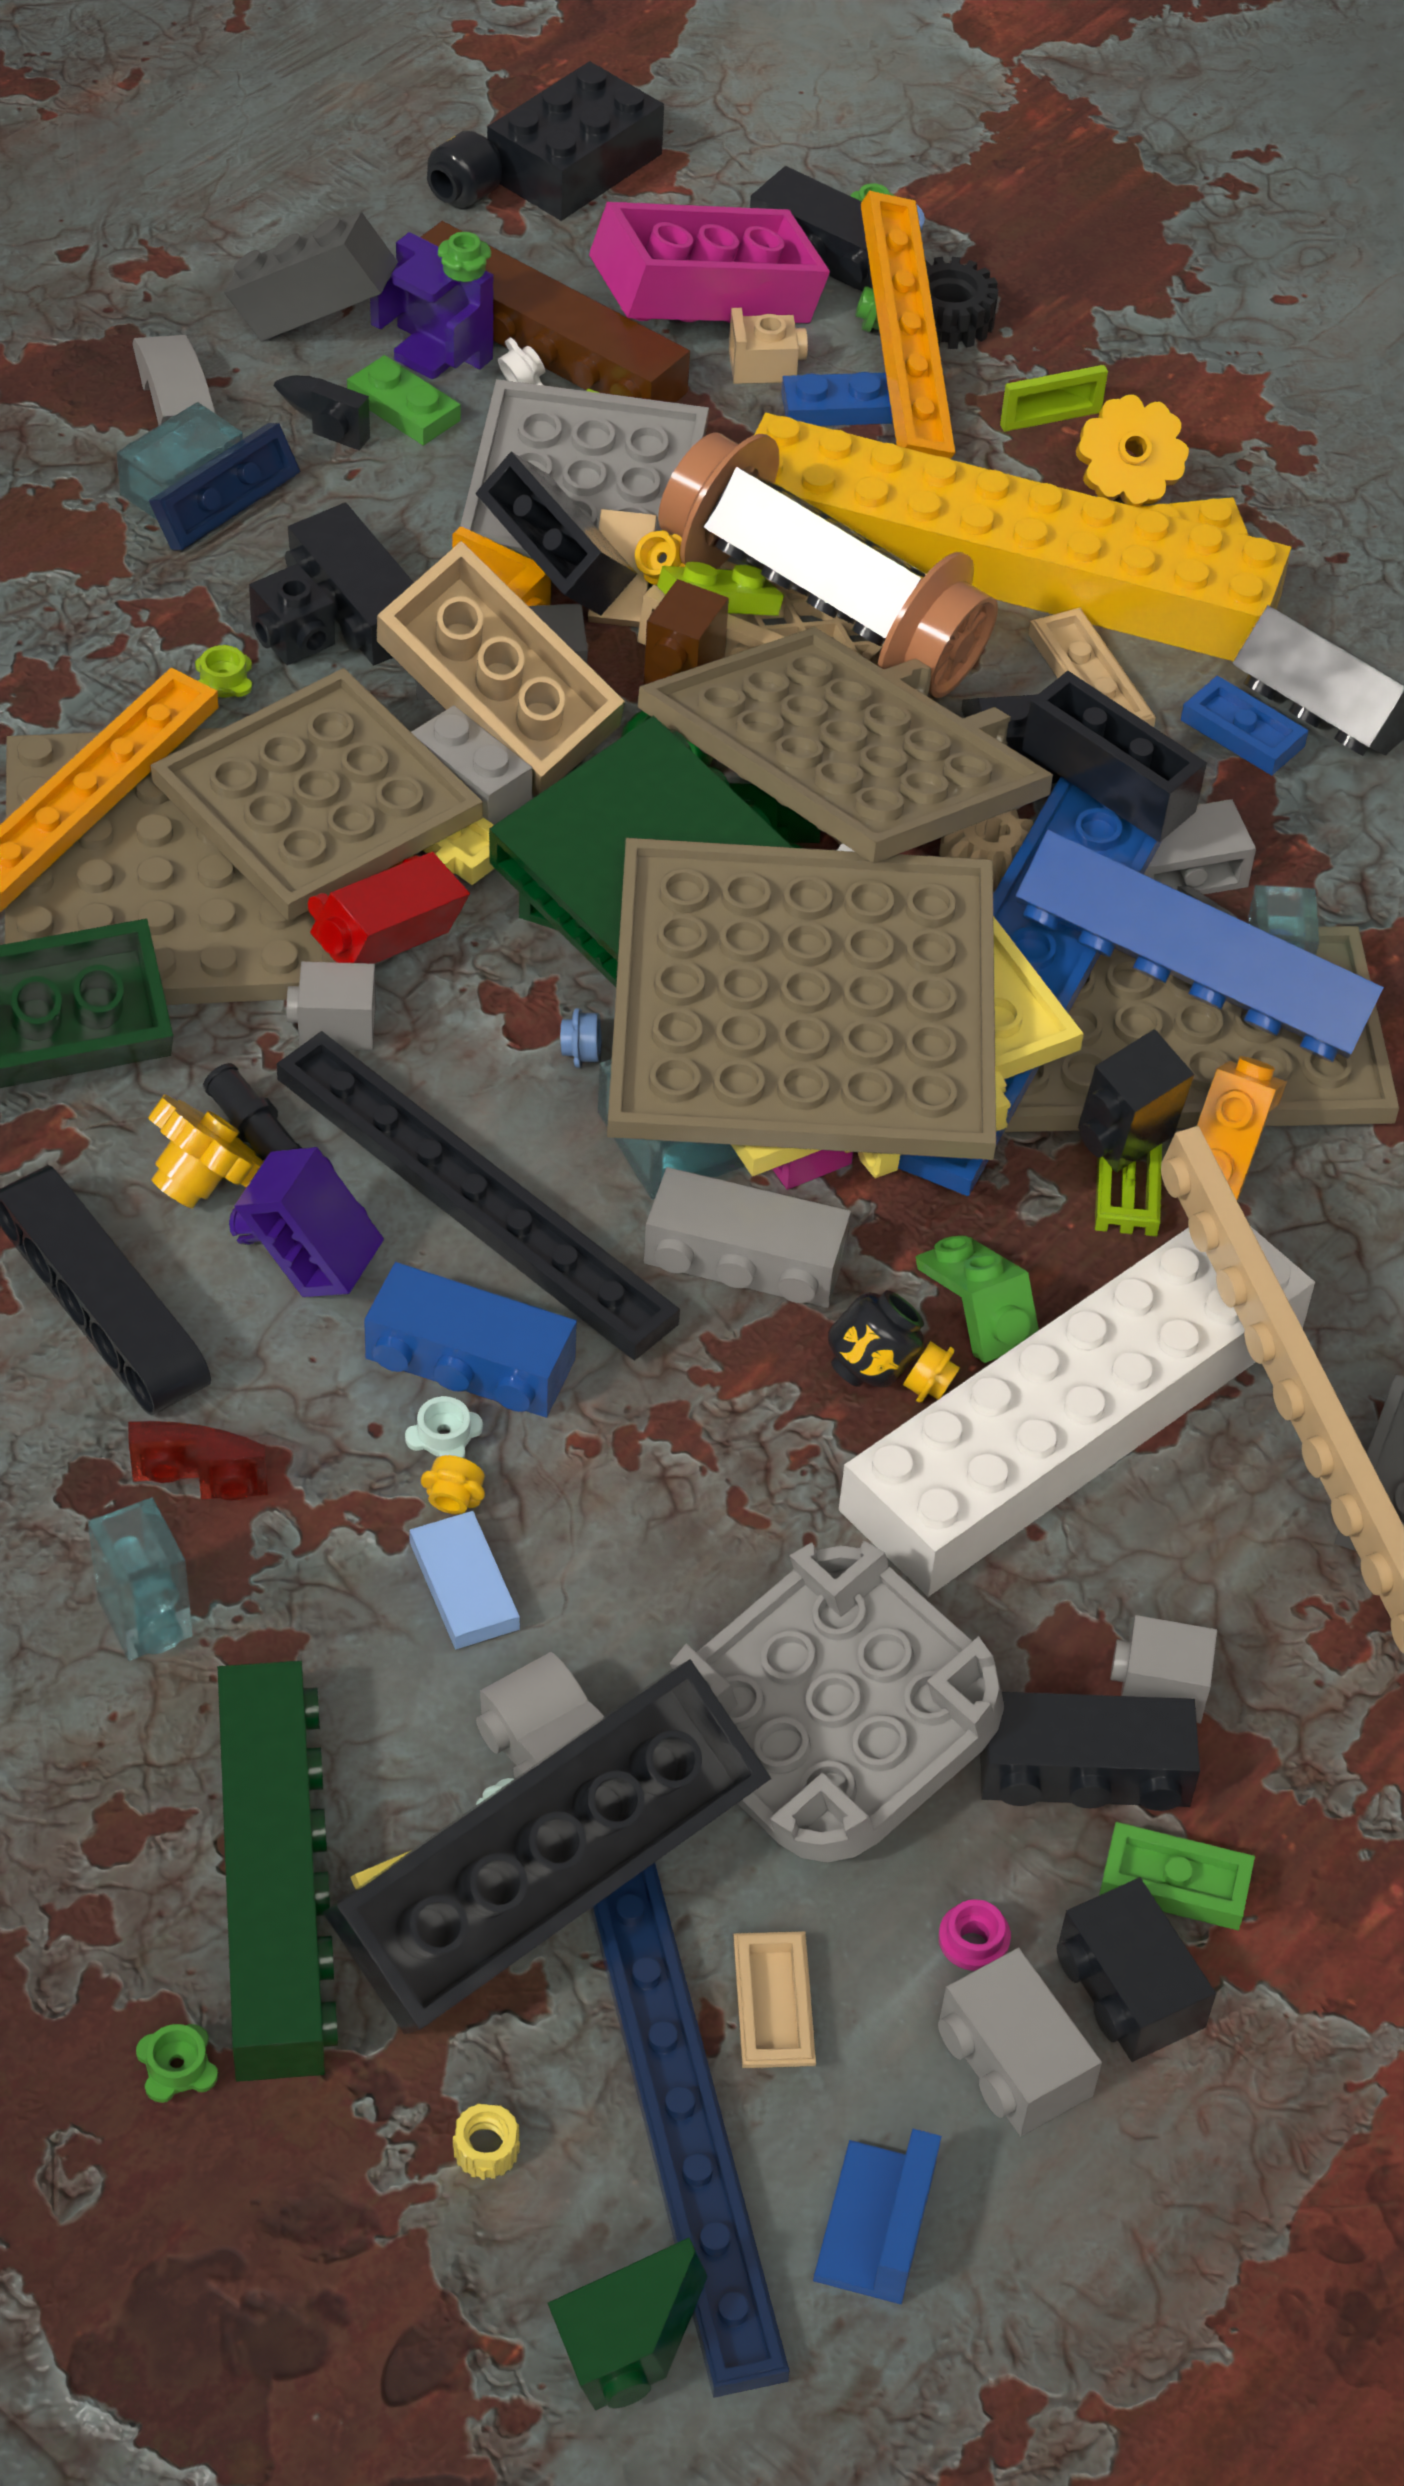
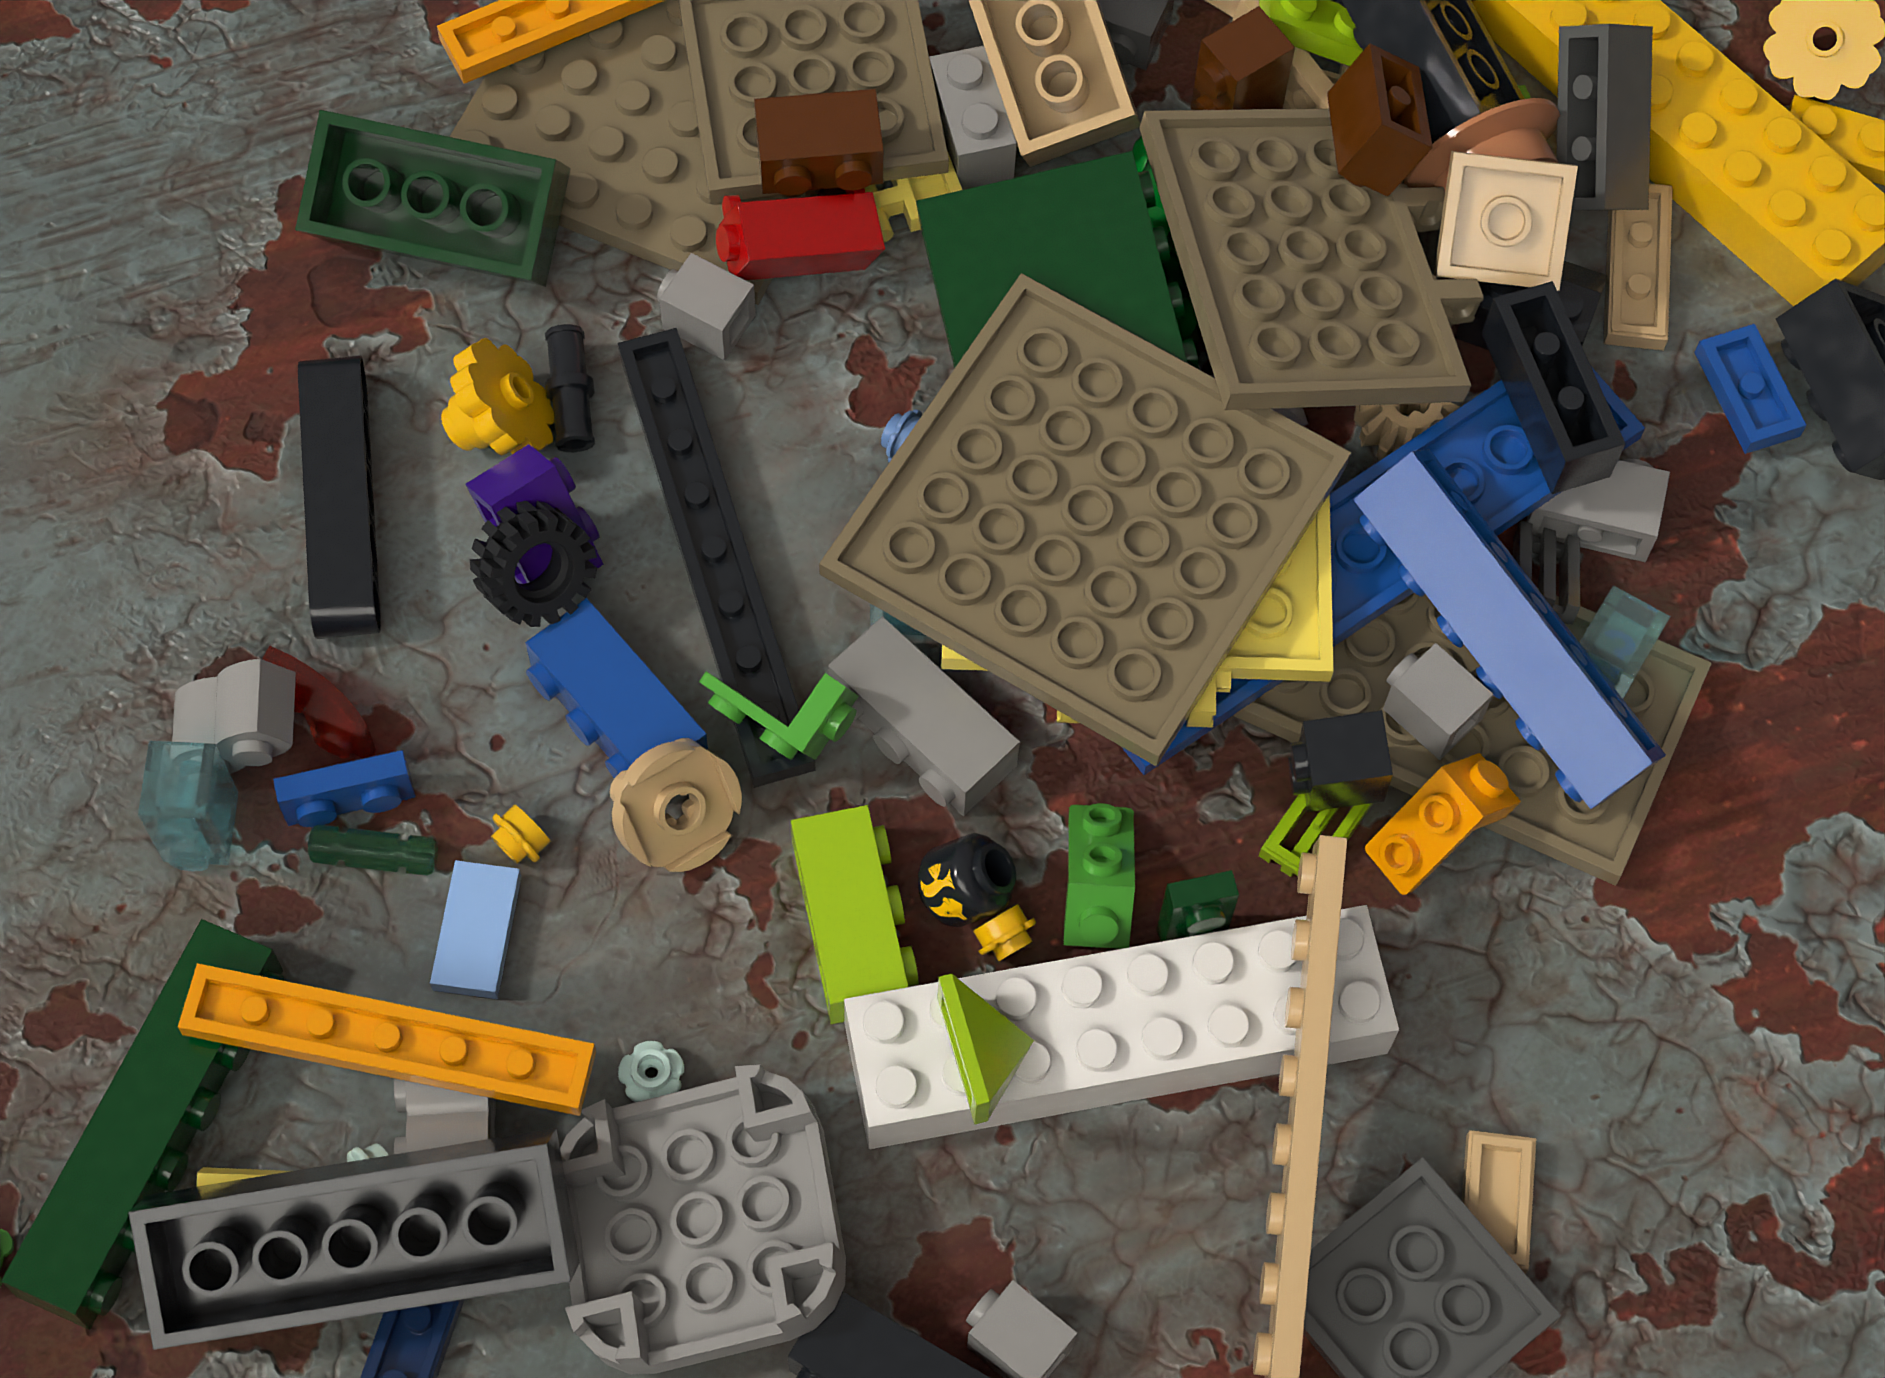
camera: 30 degrees right, 15 degrees up
(137, 1465) = (241, 711): none -> light grey brick
(269, 1515) = (365, 784): none -> blue plate
(314, 1243) = (555, 585): none -> black tyre
(324, 1558) = (372, 850): none -> clear green axle
(368, 822) = (819, 142): none -> reddish brown brick
(439, 1415) = (551, 758): light aqua plate -> none
(464, 1674) = (388, 1039): none -> light orange plate
(560, 1396) = (650, 784): none -> tan plate
(639, 1288) = (822, 717): none -> bright green bracket
(698, 1631) = (647, 1055): none -> light aqua plate
(785, 1408) = (850, 906): none -> lime brick
(841, 618) = (1379, 120): none -> reddish brown brick
(988, 1435) = (983, 1044): none -> lime slope
(989, 650) = (1505, 220): none -> tan plate
(1009, 559) = (1606, 113): none -> dark grey brick
(1089, 1261) = (1198, 906): none -> dark green plate
(1179, 1018) = (1436, 699): none -> light grey brick

